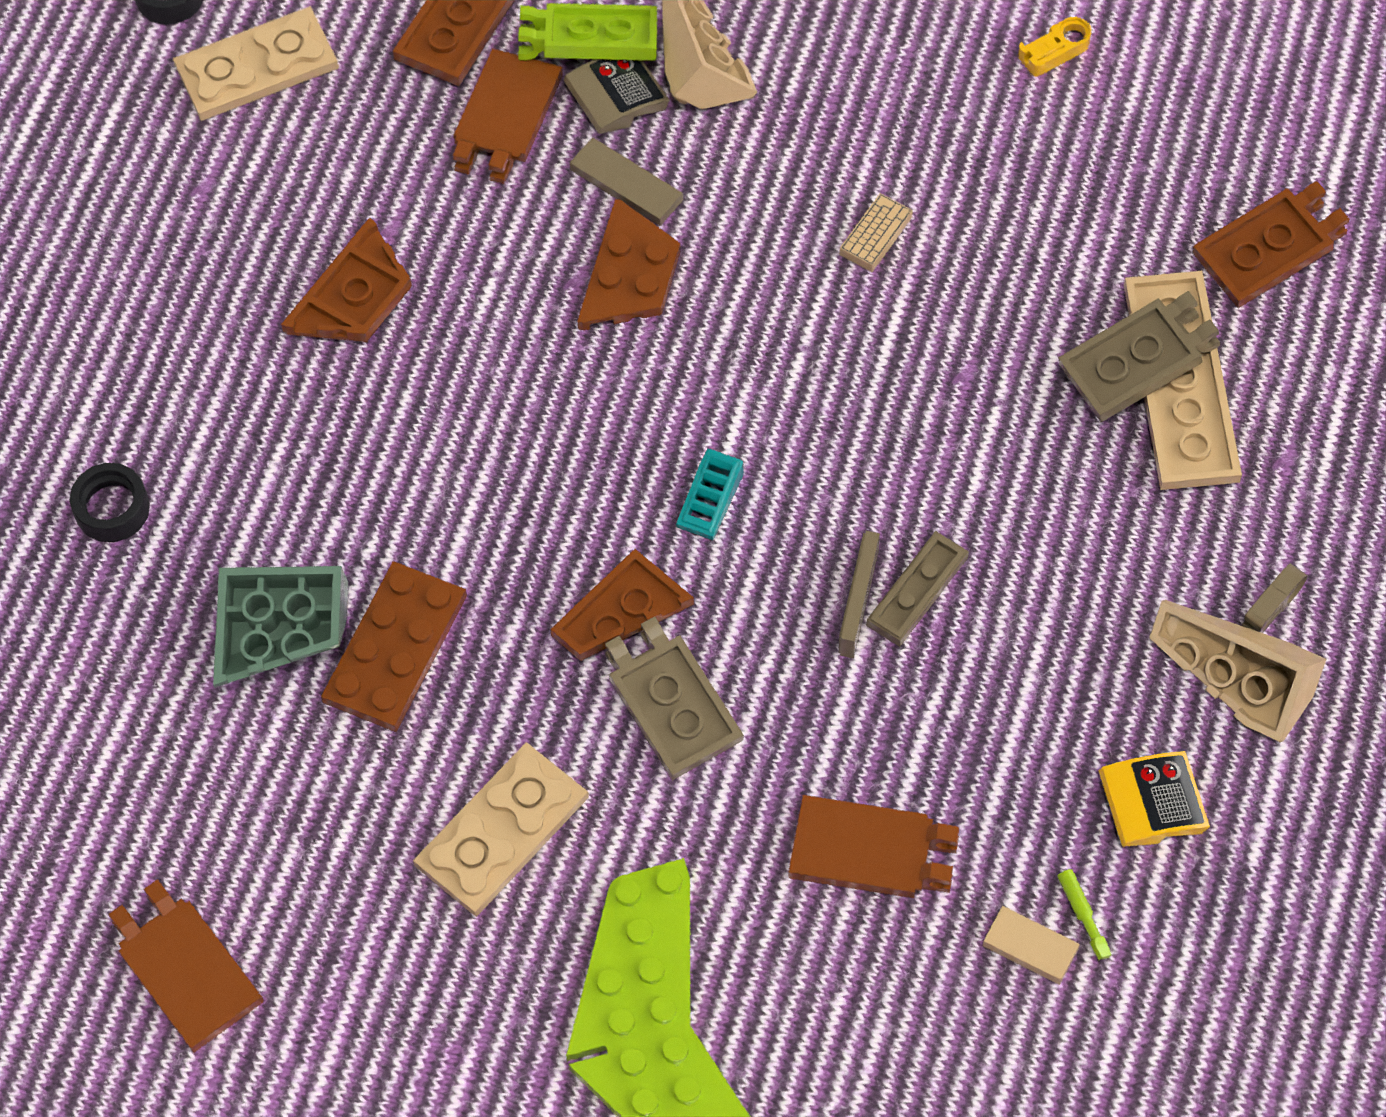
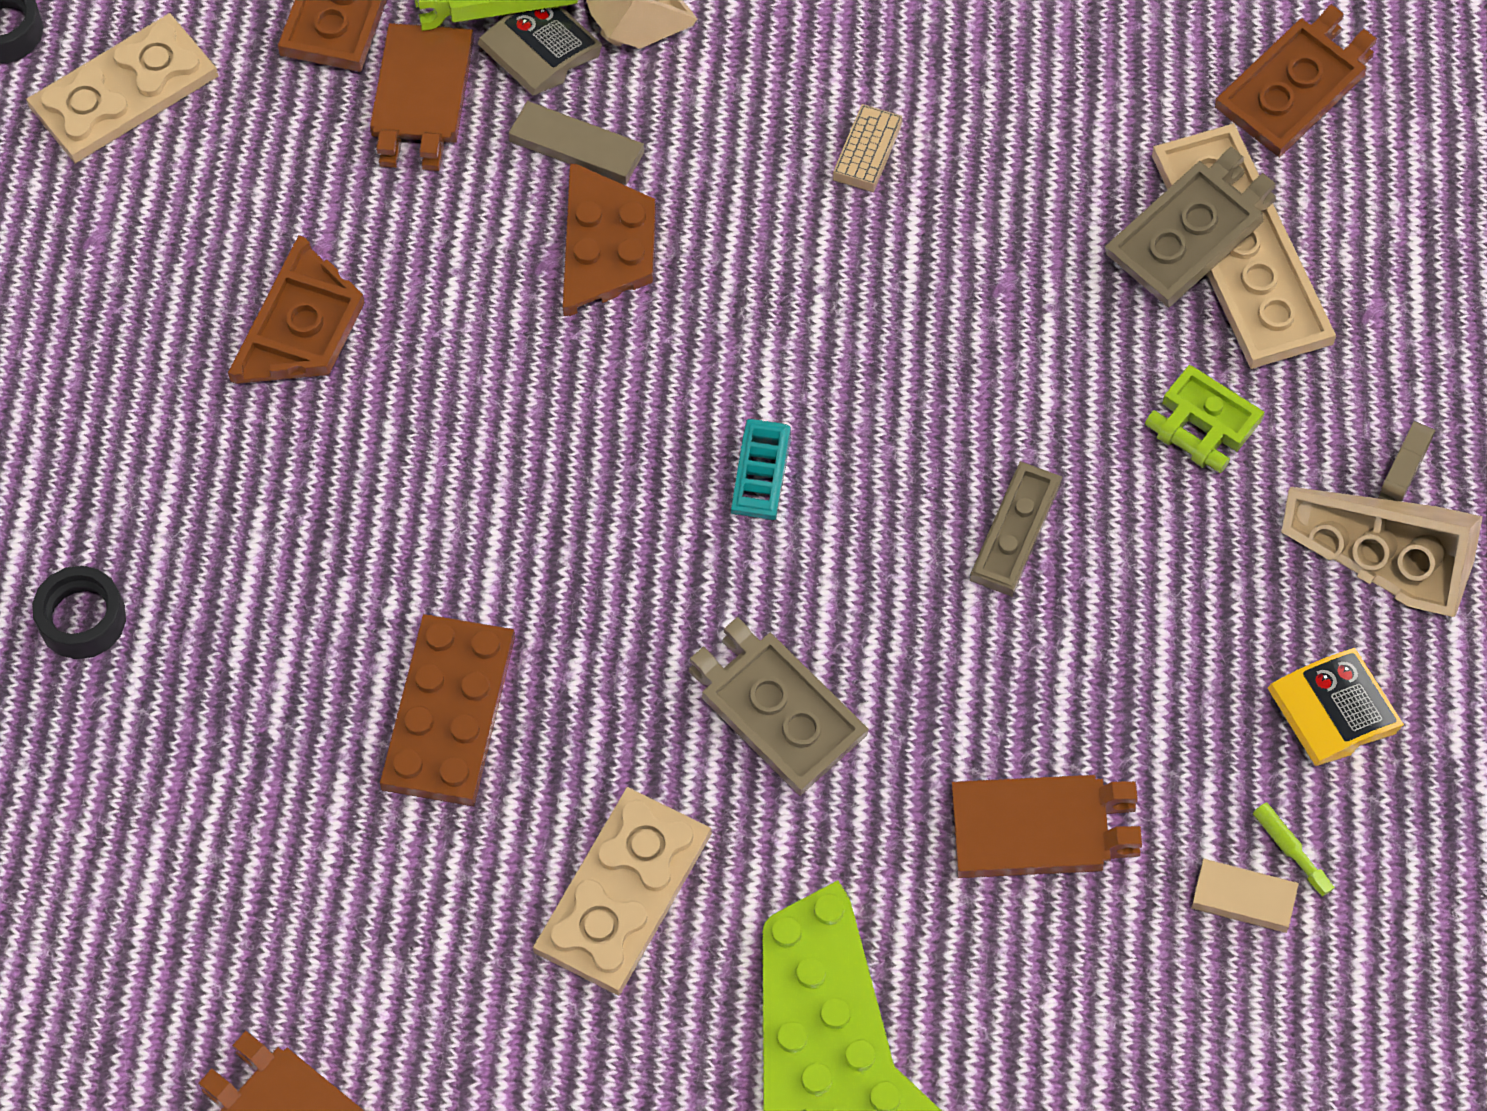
camera: 15 degrees left, 0 degrees up
(276, 617) = (308, 704): sand green wedge -> none
(619, 605) = (693, 614): dark orange wing -> none
(858, 594) = (955, 547): dark tan tile -> none
(1115, 517) = (1210, 407): none -> lime plate

